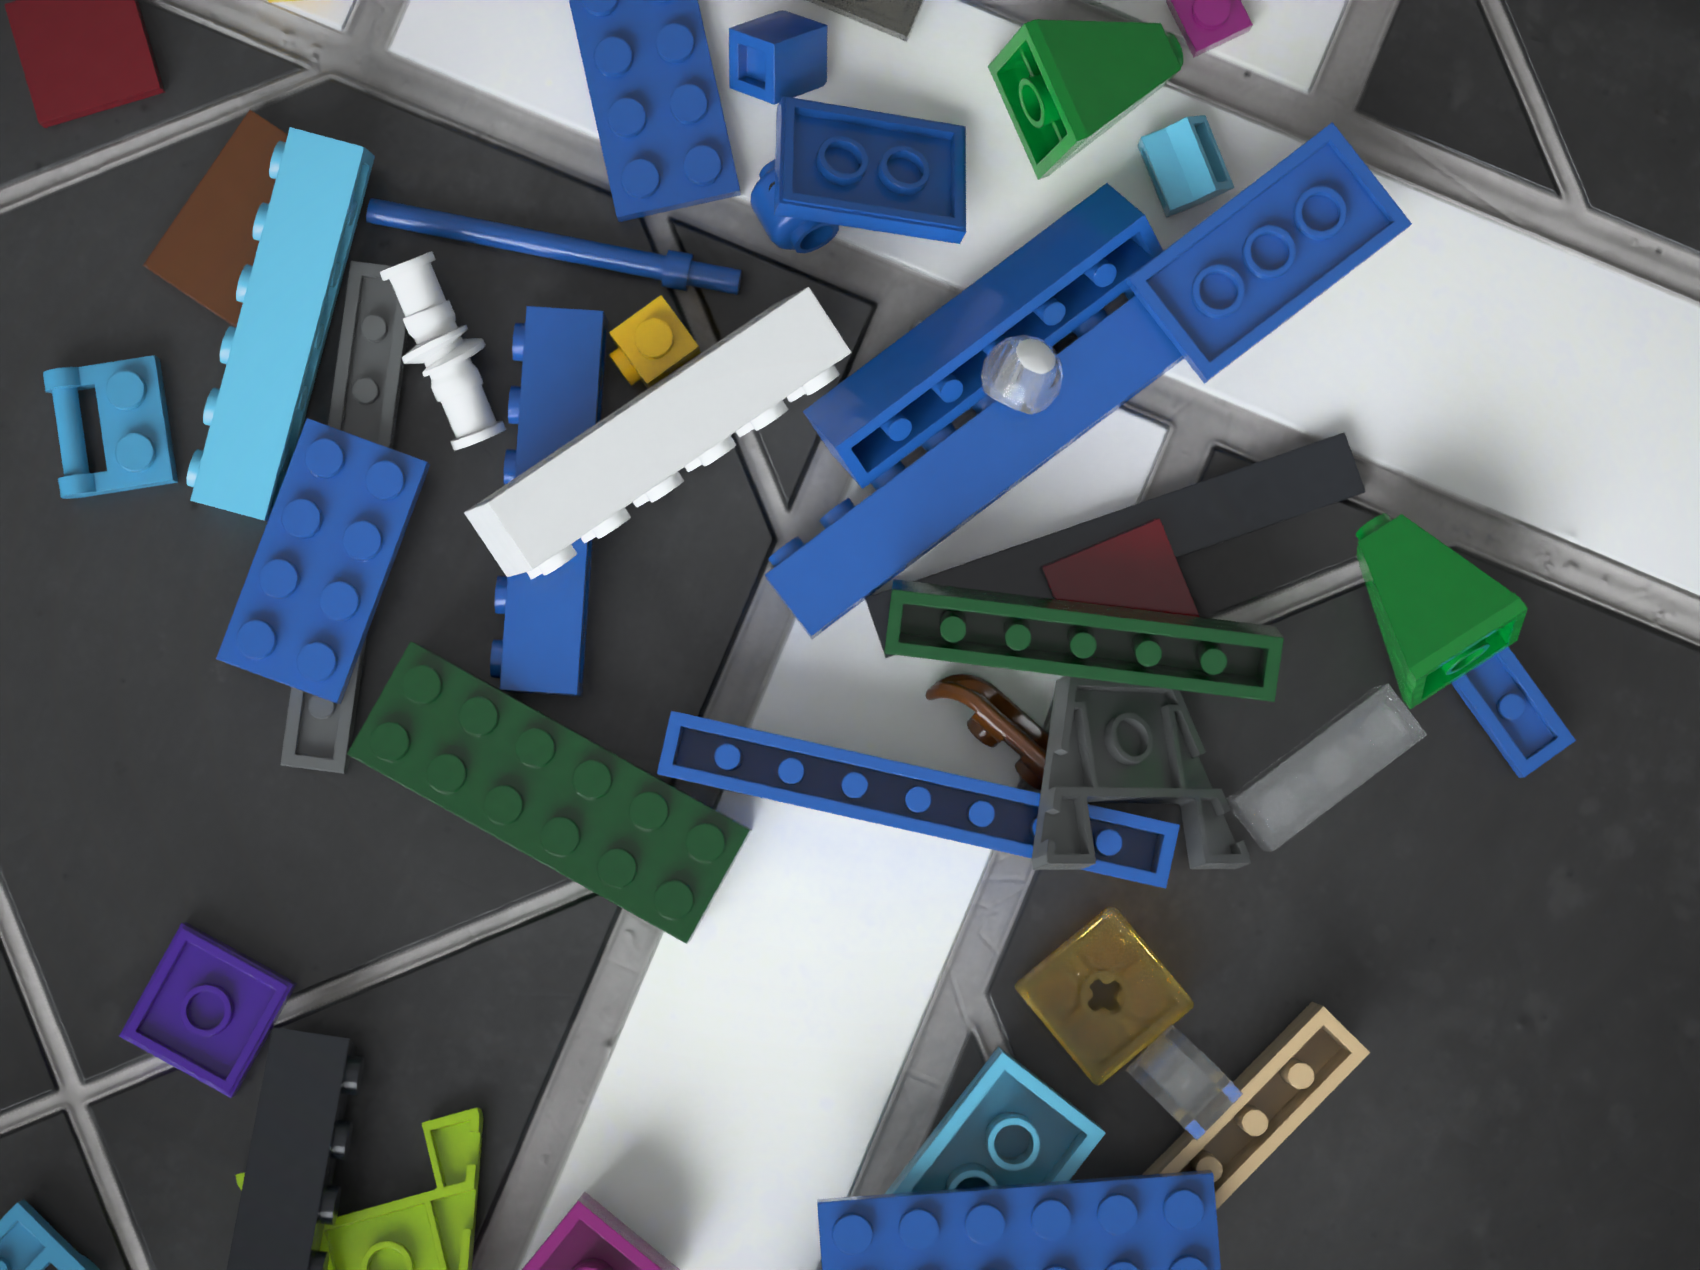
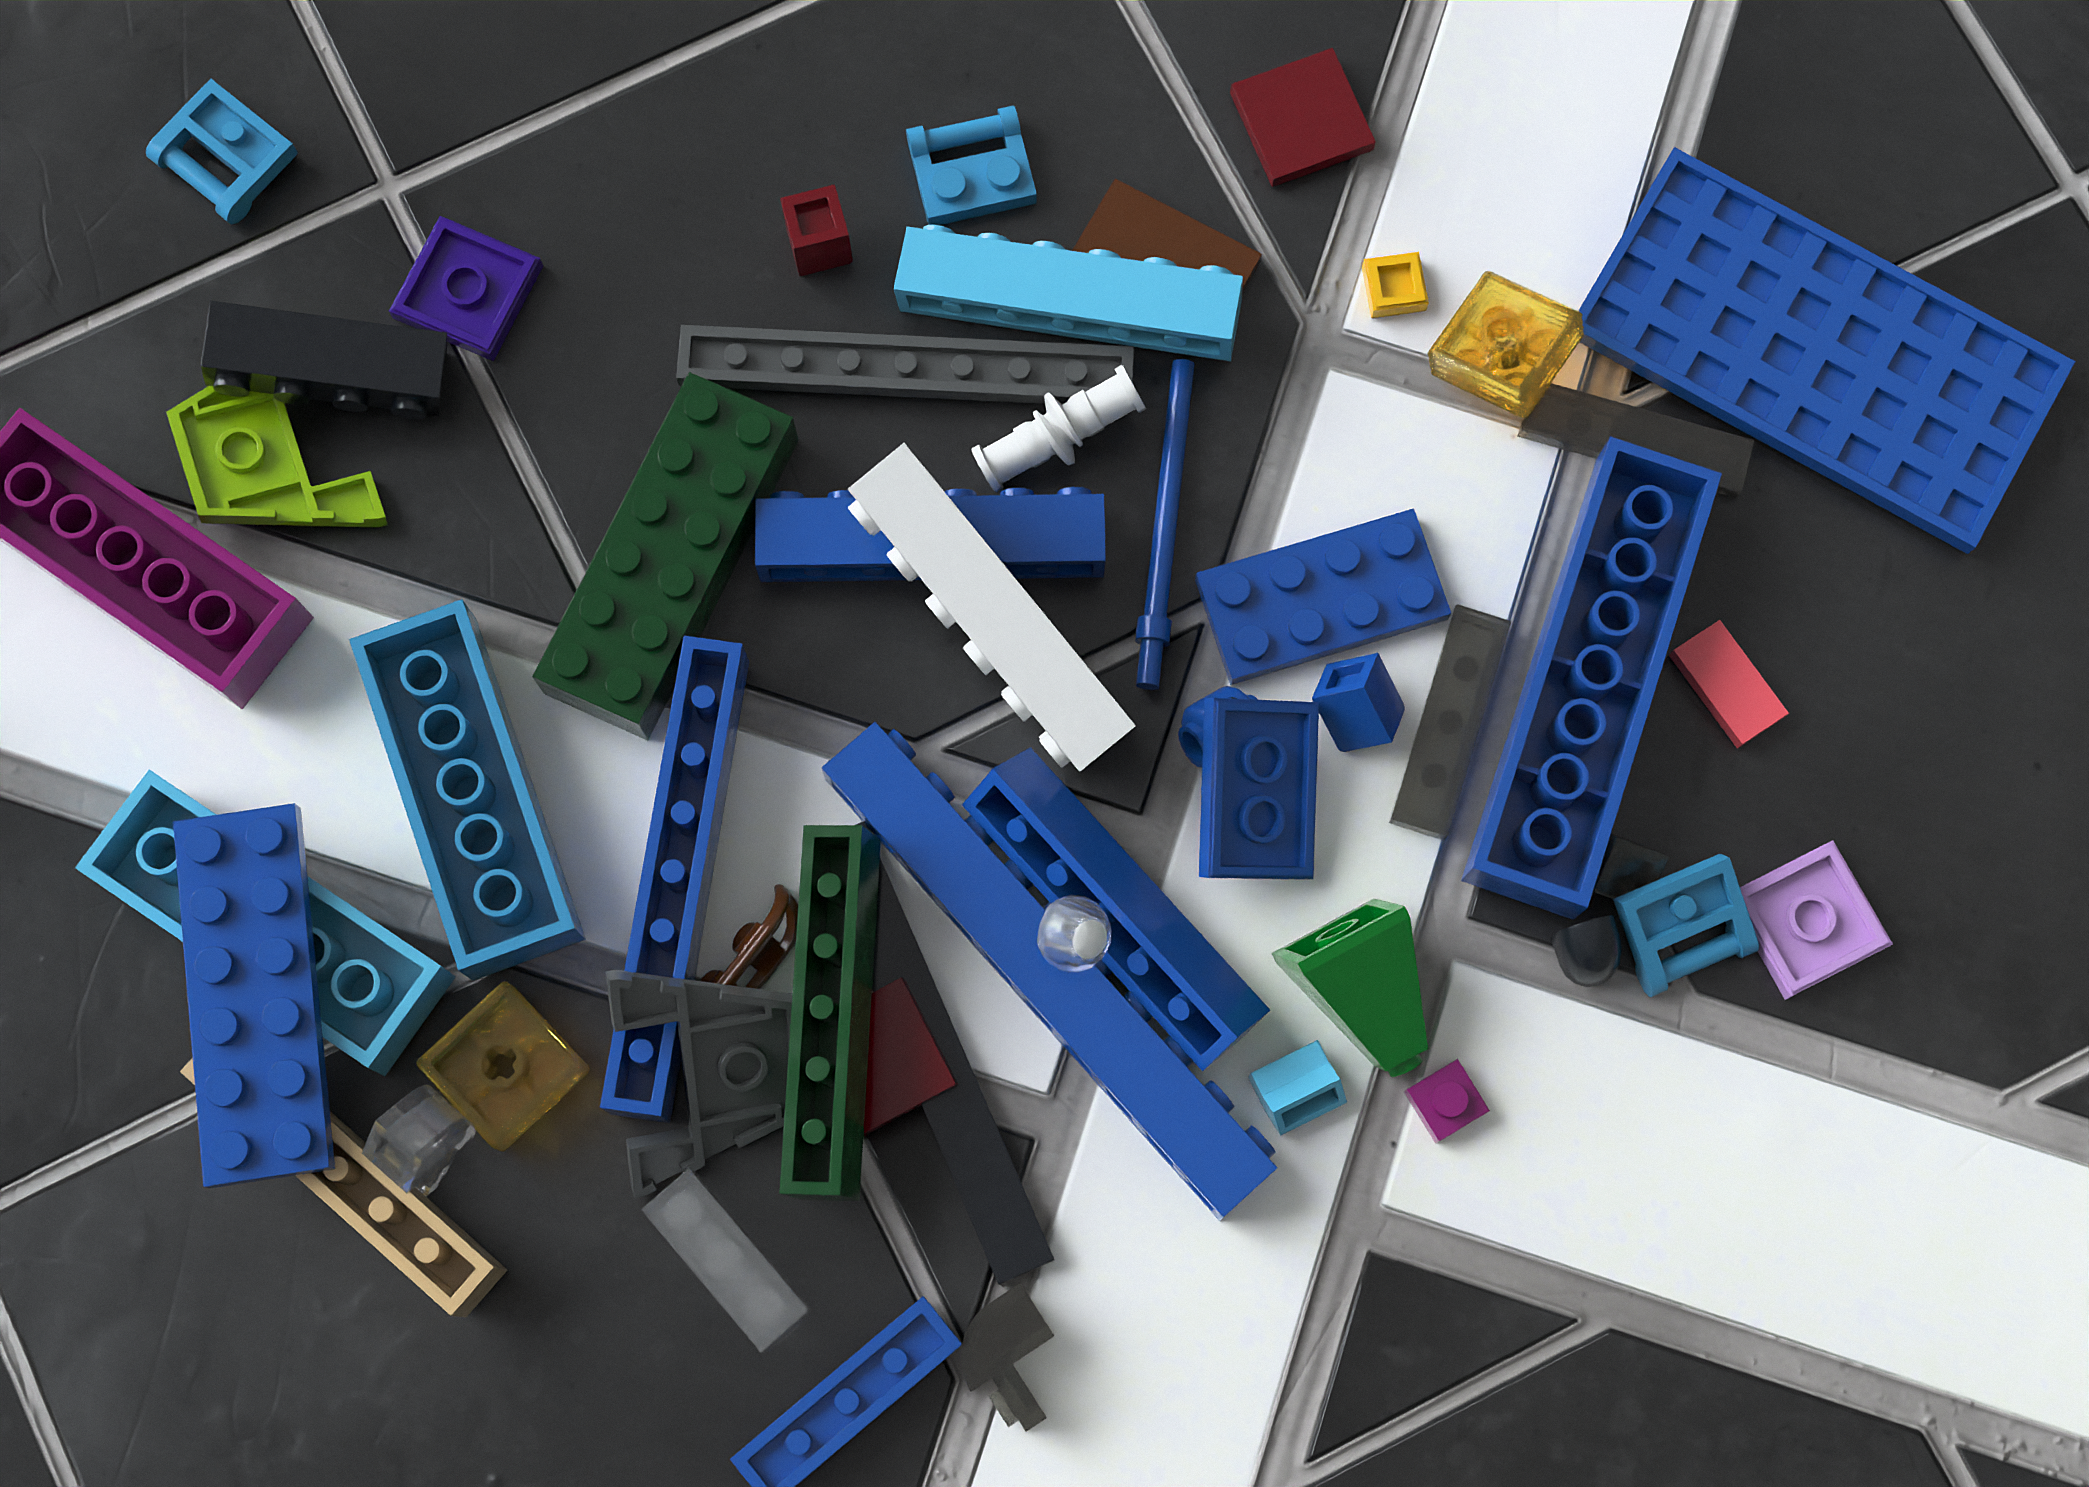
camera: 85 degrees right, 10 degrees down
(179, 604) = (817, 230): none -> dark red panel
(323, 561) = (862, 343): blue plate -> none
(652, 344) = (1081, 609): yellow brick -> none
(801, 1023) = (466, 790): none -> dark azure brick
(1268, 252) = (1213, 1161): blue plate -> none
(1425, 491) = (997, 1340): none -> clear smoke brick
(1432, 606) = (881, 1344): green slope -> none

